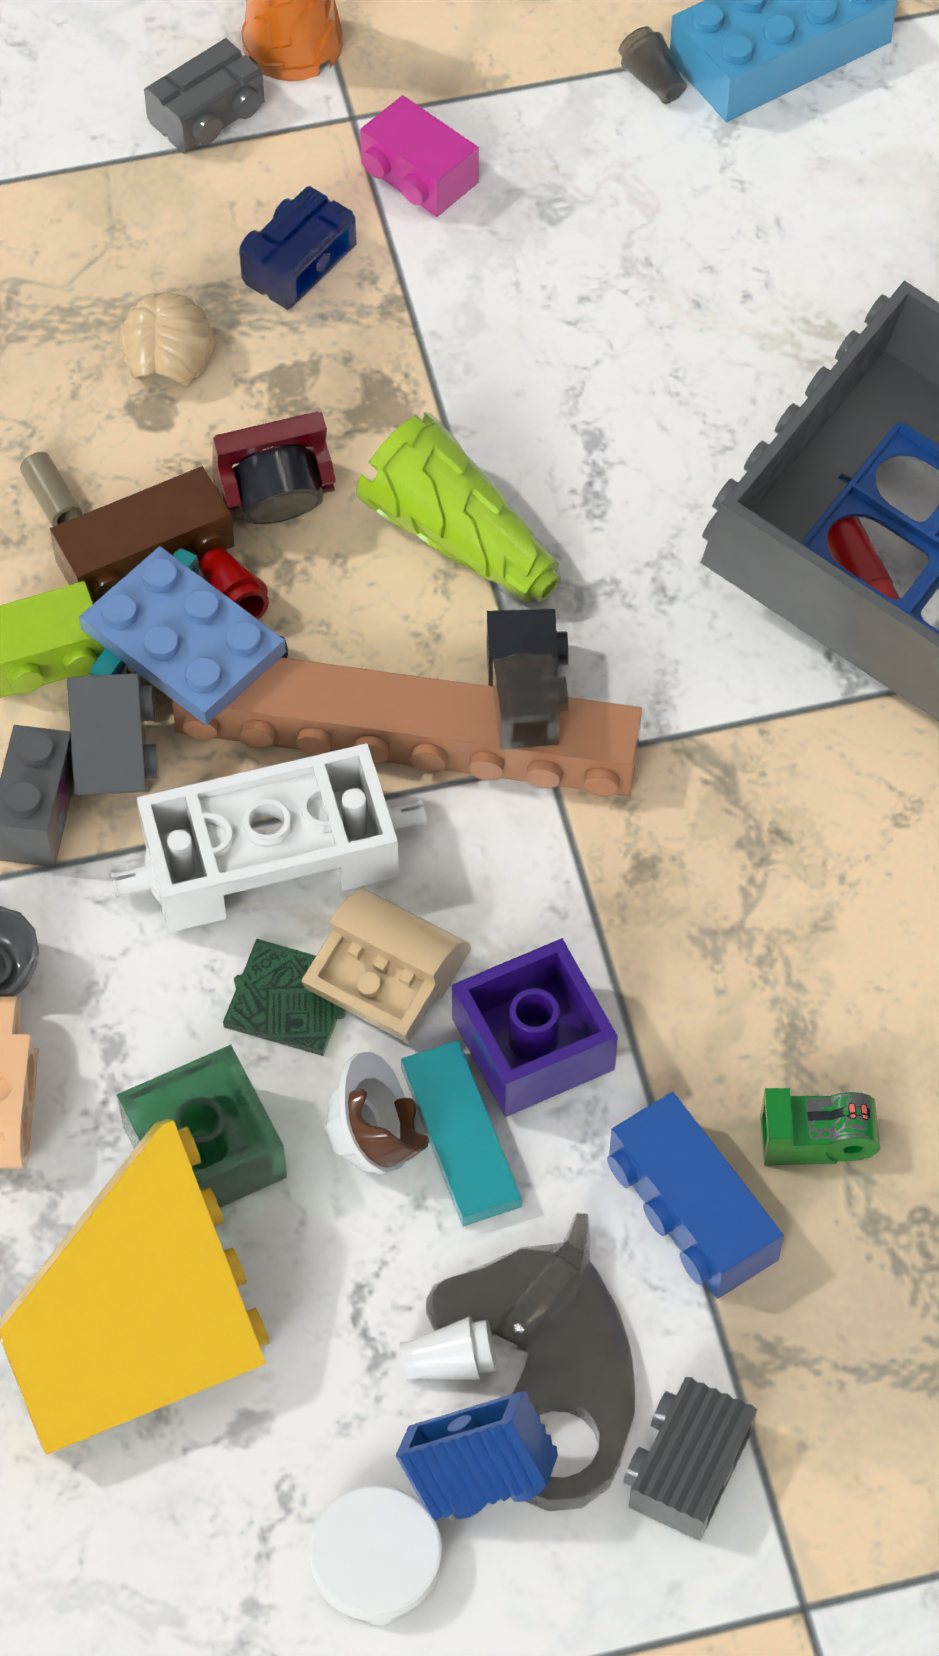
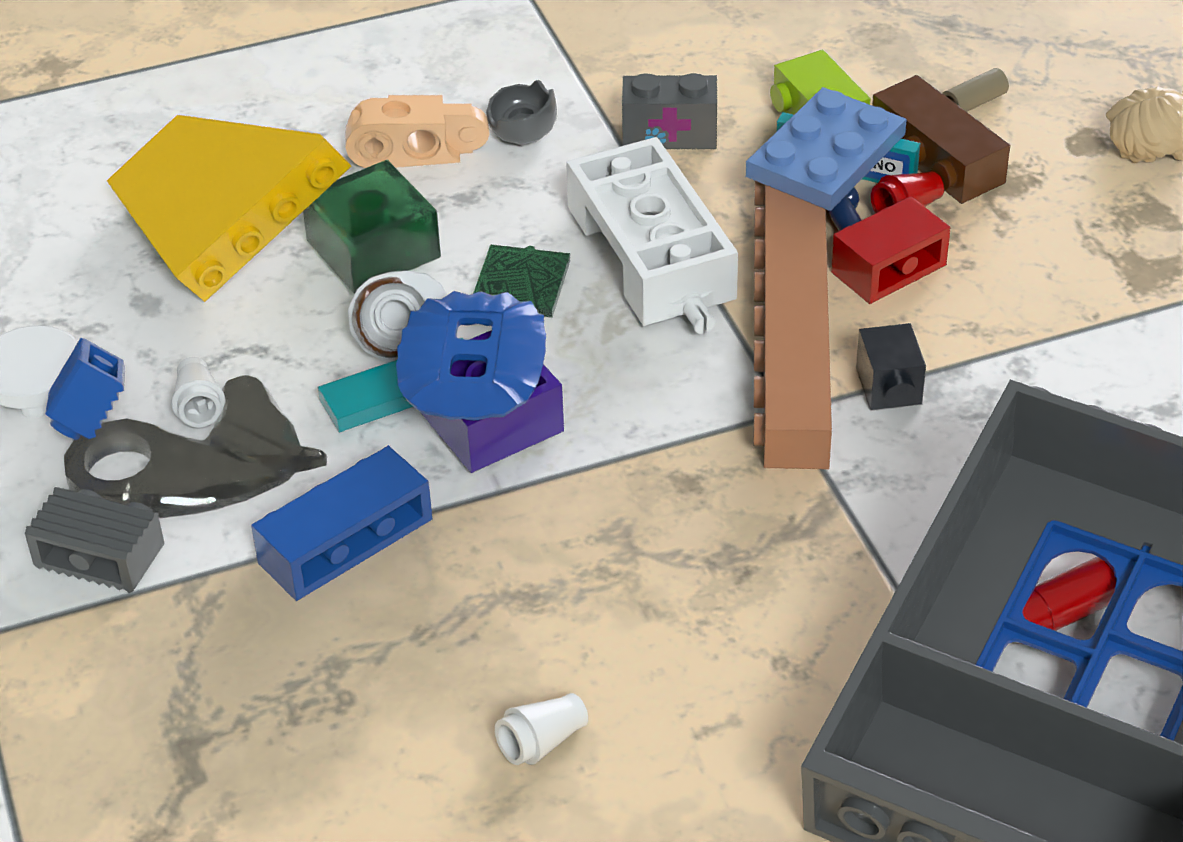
camera: 85 degrees right, 15 degrees down
(110, 734) = (724, 130): dark grey brick -> none
(274, 481) = (1024, 185): piece -> none
(329, 613) = (890, 249): none -> red brick
(384, 963) = (573, 303): tan brick -> none
(451, 504) = (1027, 295): lime cone -> none
(508, 1055) = (511, 353): none -> blue piece
(528, 700) = (803, 336): clear smoke brick -> none
(817, 1128) = (416, 596): green leg -> none

